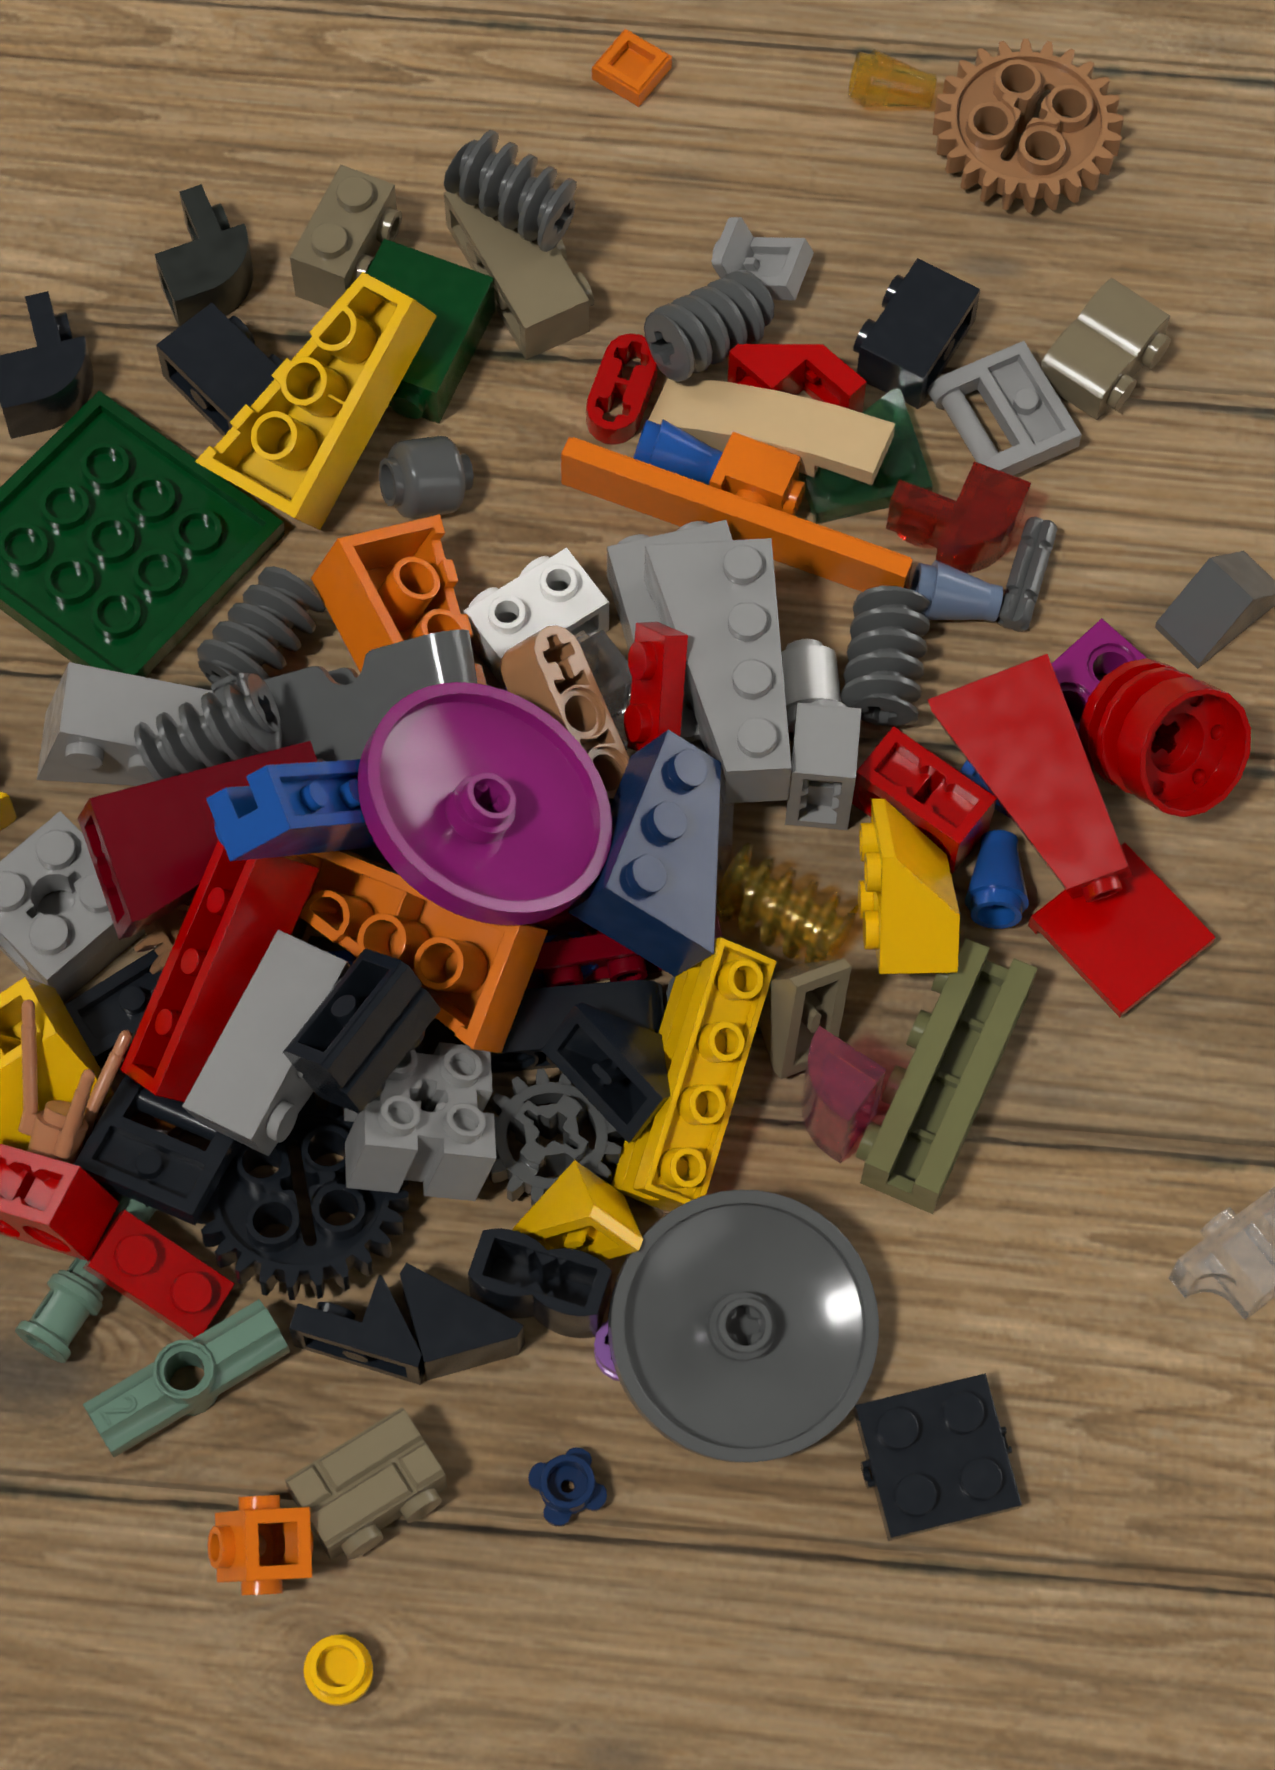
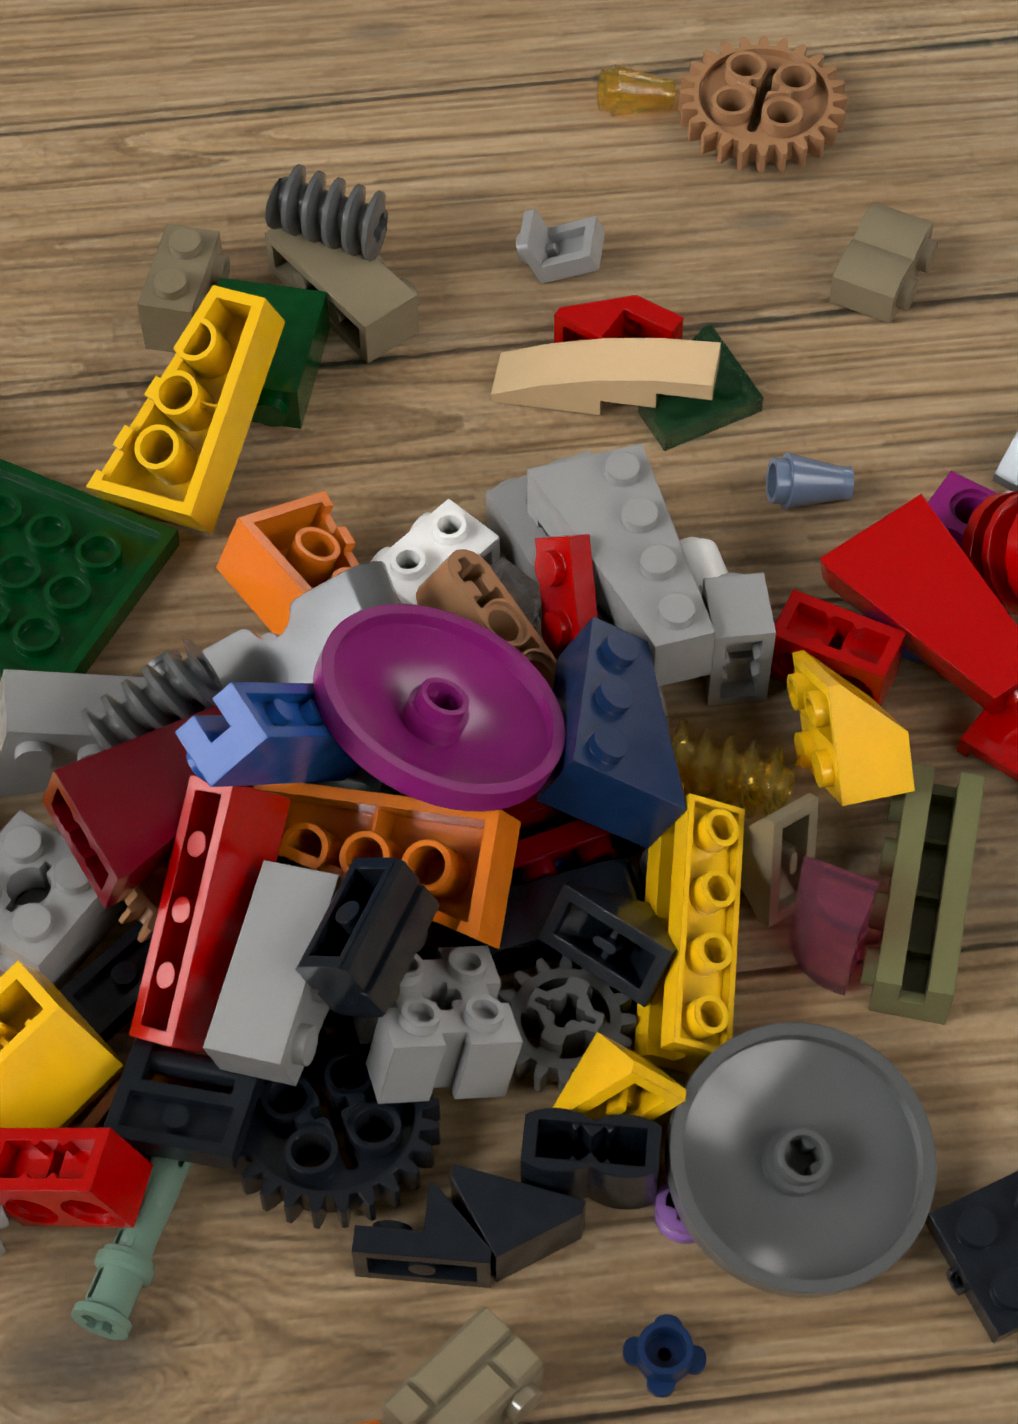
camera: 10 degrees left, 10 degrees down
(62, 1125) = (81, 1100): nougat plant -> none
(148, 1402) = (225, 1357): sand green piece -> none
(159, 1275) = (206, 1231): red plate -> none
(210, 267) = (62, 335): pearl dark grey brick -> none
(216, 365) = (85, 408): black brick -> none
(260, 626) = (183, 606): dark grey piece -> none
(425, 477) = (300, 466): dark grey head -> none
(610, 385) = (451, 368): red beam -> none
(631, 67) = (404, 119): orange tile -> none
(676, 451) = (522, 411): blue cone -> none
(685, 500) = (531, 444): orange tile -> none
(708, 324) = (527, 298): dark grey piece -> none
(760, 474) = (604, 417): orange brick -> none
(886, 655) = (764, 534): dark grey piece -> none
(916, 331) = (713, 274): black brick -> none
(966, 531) = (803, 425): clear red brick -> none
(997, 884) = (922, 714): blue cone -> none
(1020, 403) = (821, 318): light grey plate -> none
(1027, 574) = (868, 454): dark grey axle -> none

